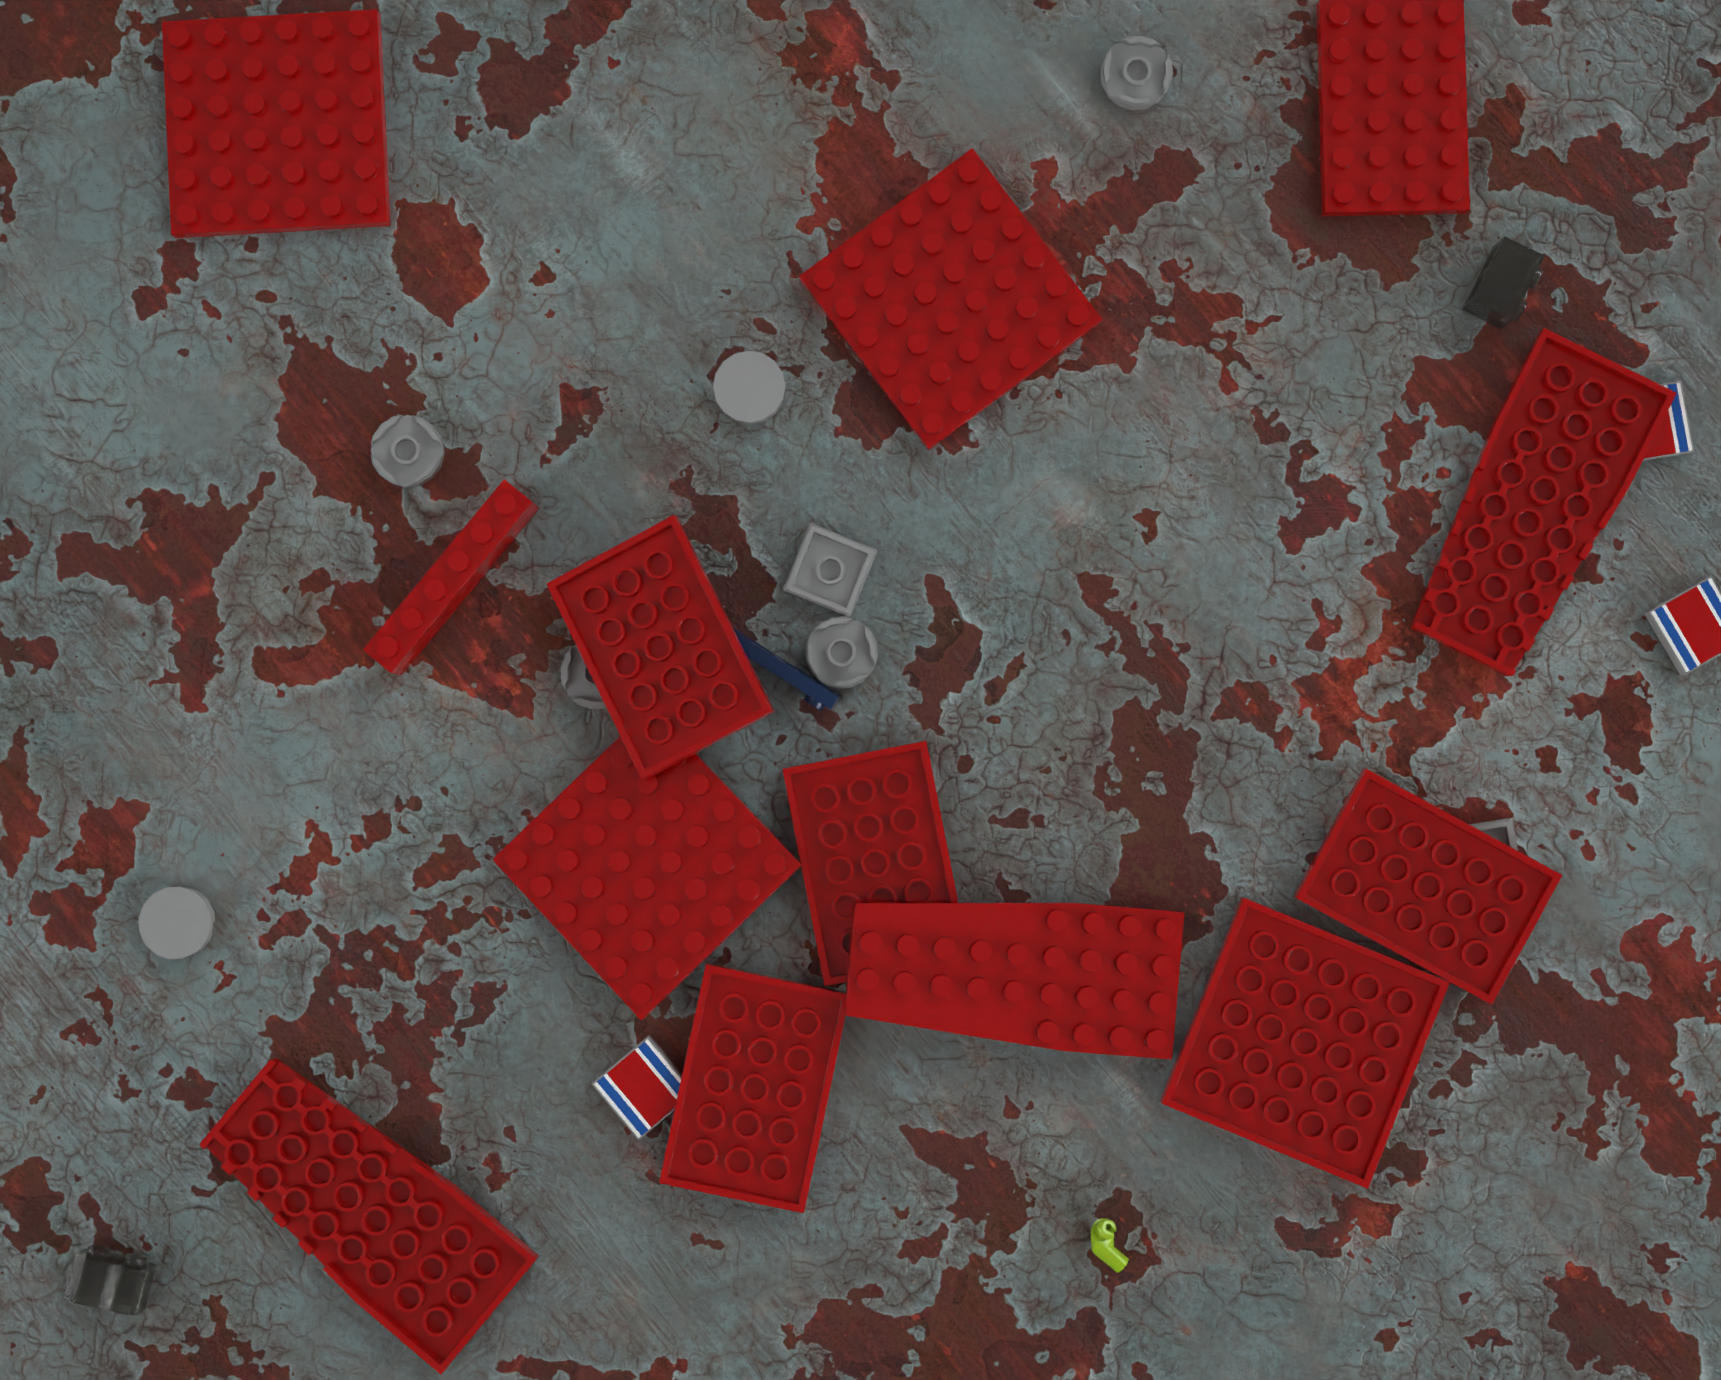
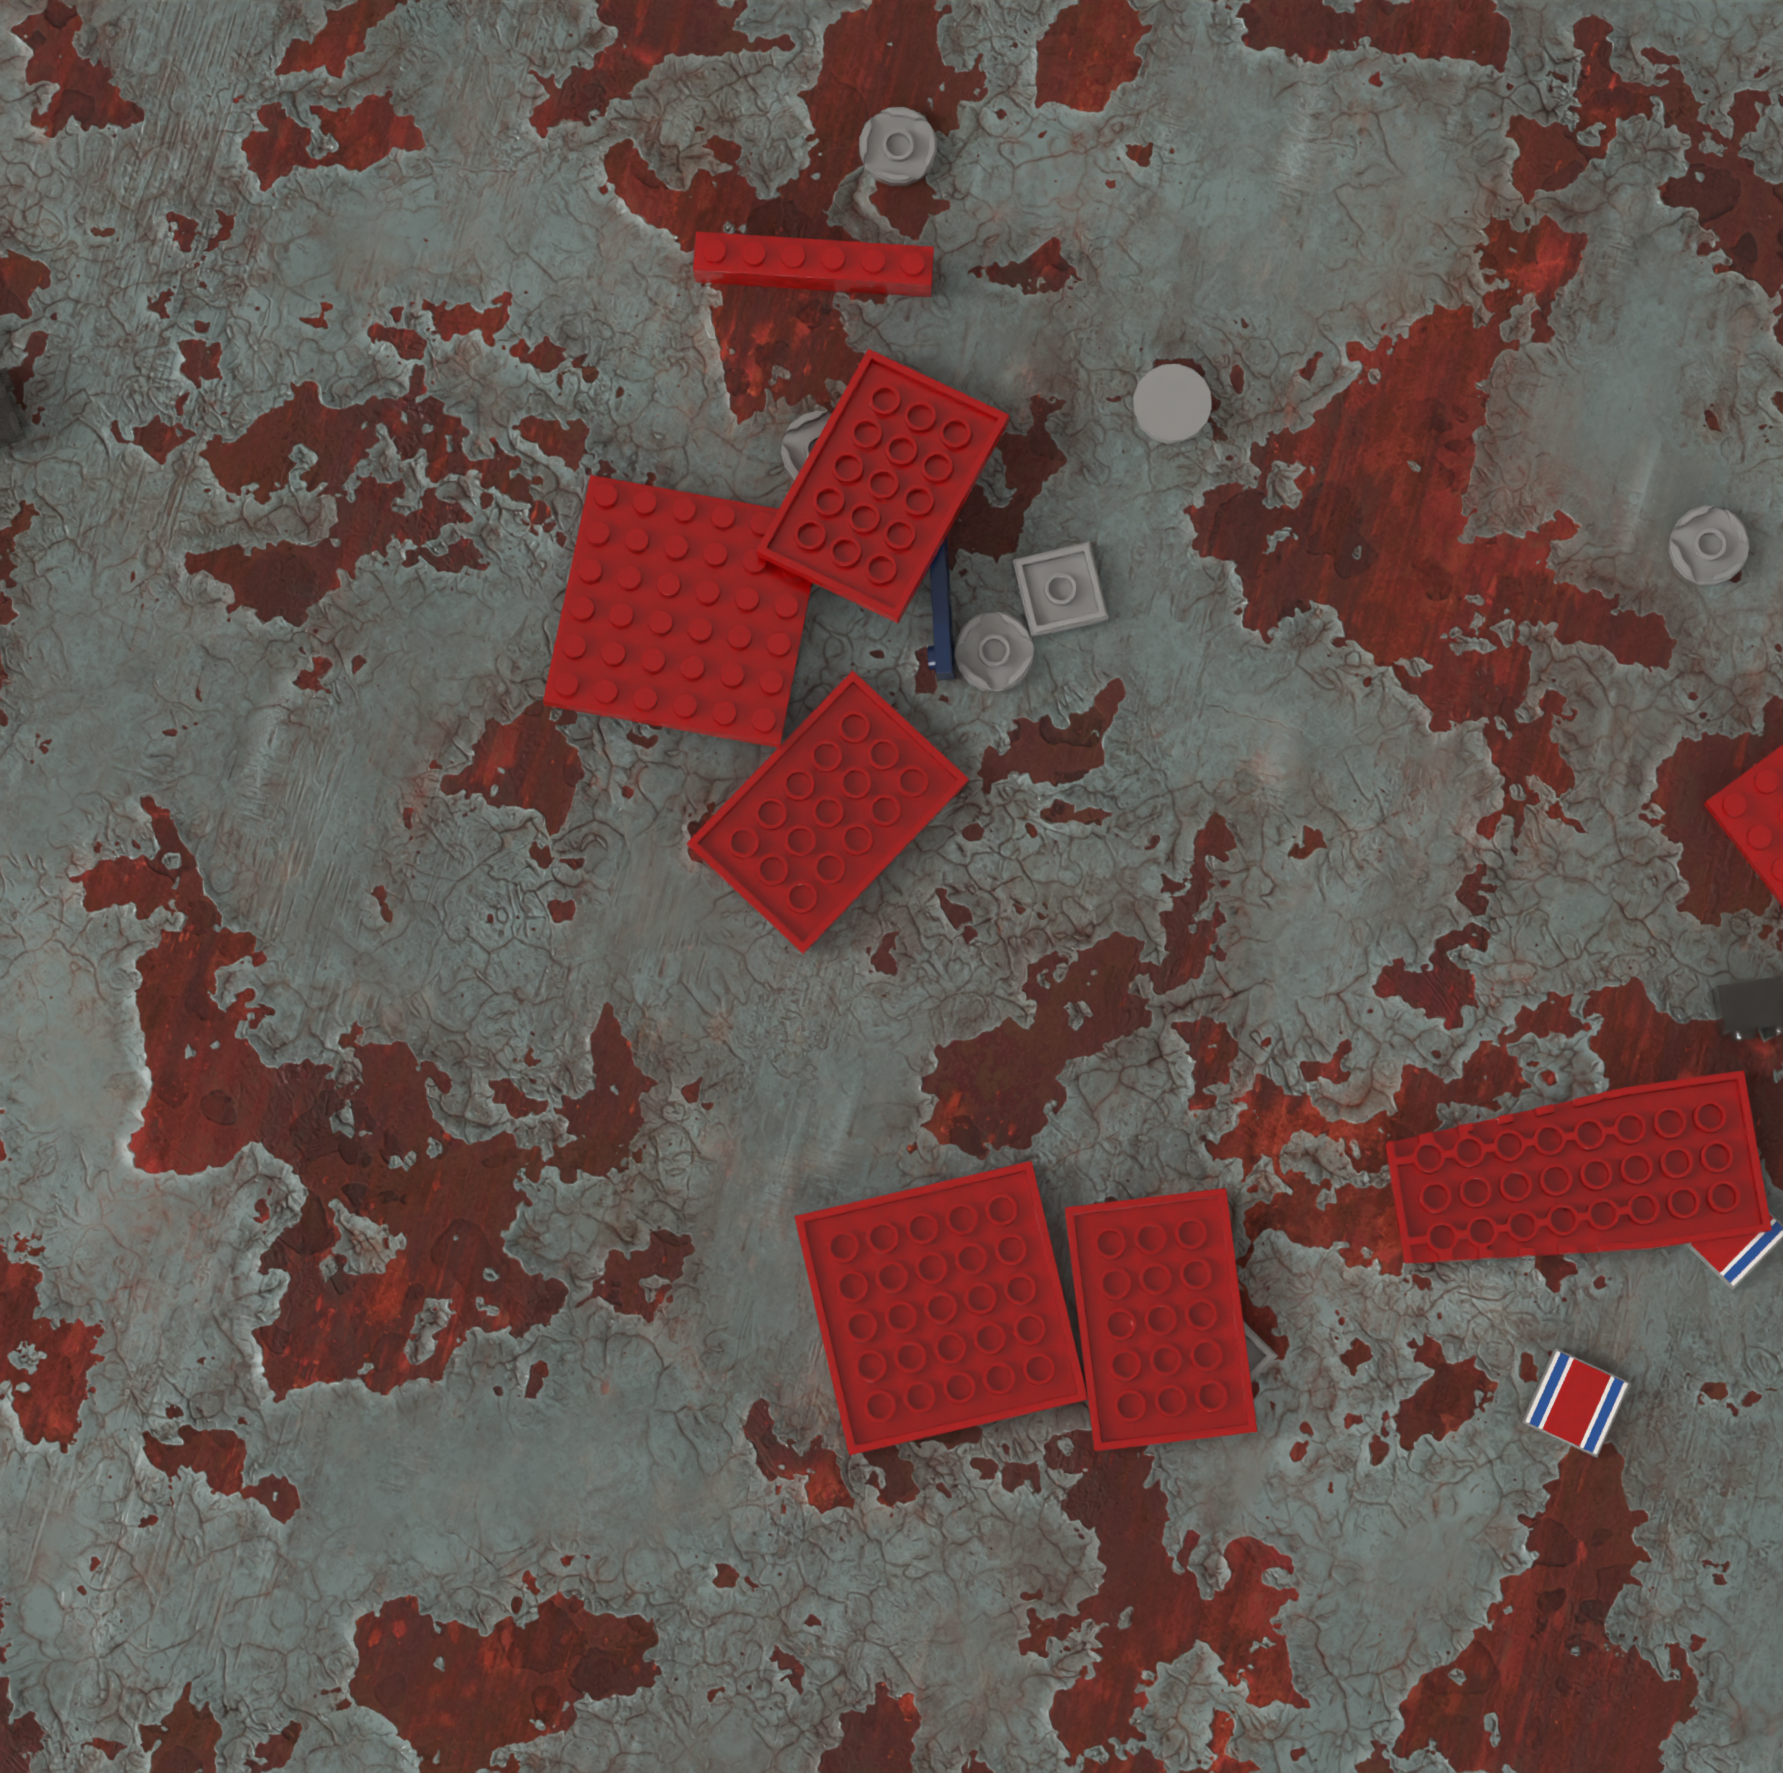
camera: 55 degrees right, 5 degrees down
(176, 922) = (339, 242): light grey tile -> none
(370, 1213) = (204, 589): red wing -> none
(641, 1087) = (482, 750): tile -> none
(754, 1088) = (552, 846): red plate -> none
(950, 299) = (1381, 525): red plate -> none
(1021, 972) = (823, 1009): red wing -> none
(1103, 1244) = (631, 1255): lime arm -> none

